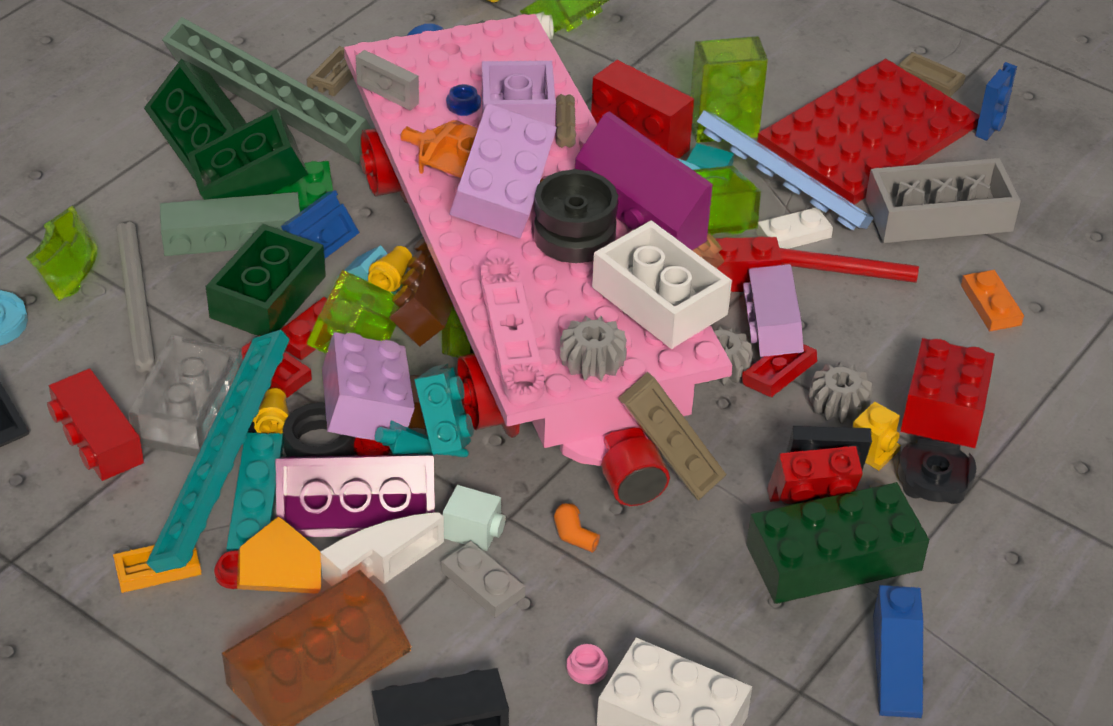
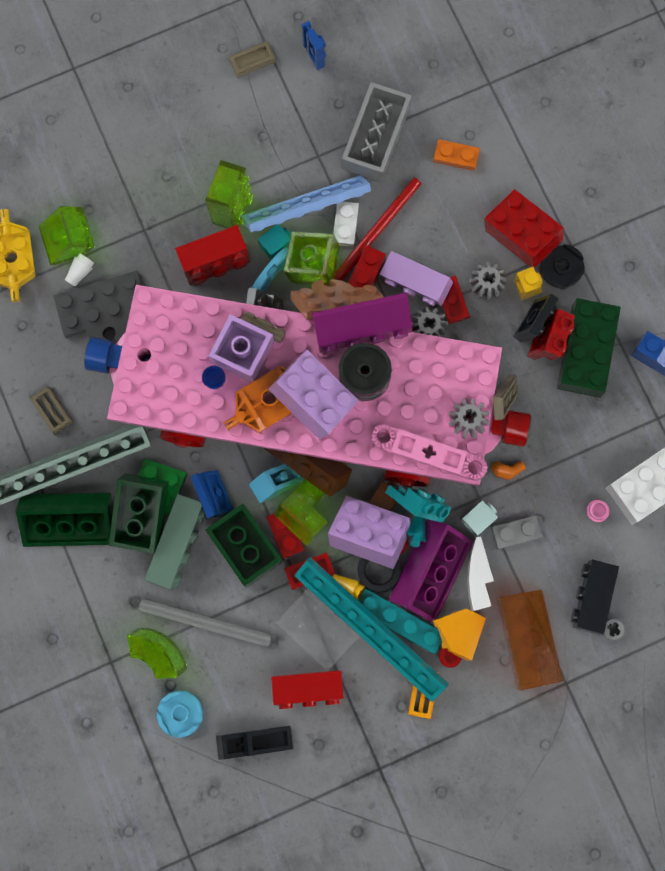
camera: 55 degrees left, 35 degrees up
(387, 79) = (180, 409): light grey plate -> none
(390, 269) = (285, 475): yellow cone -> none
(661, 284) = (444, 356): white brick -> none
(868, 124) = (283, 127): red plate -> none

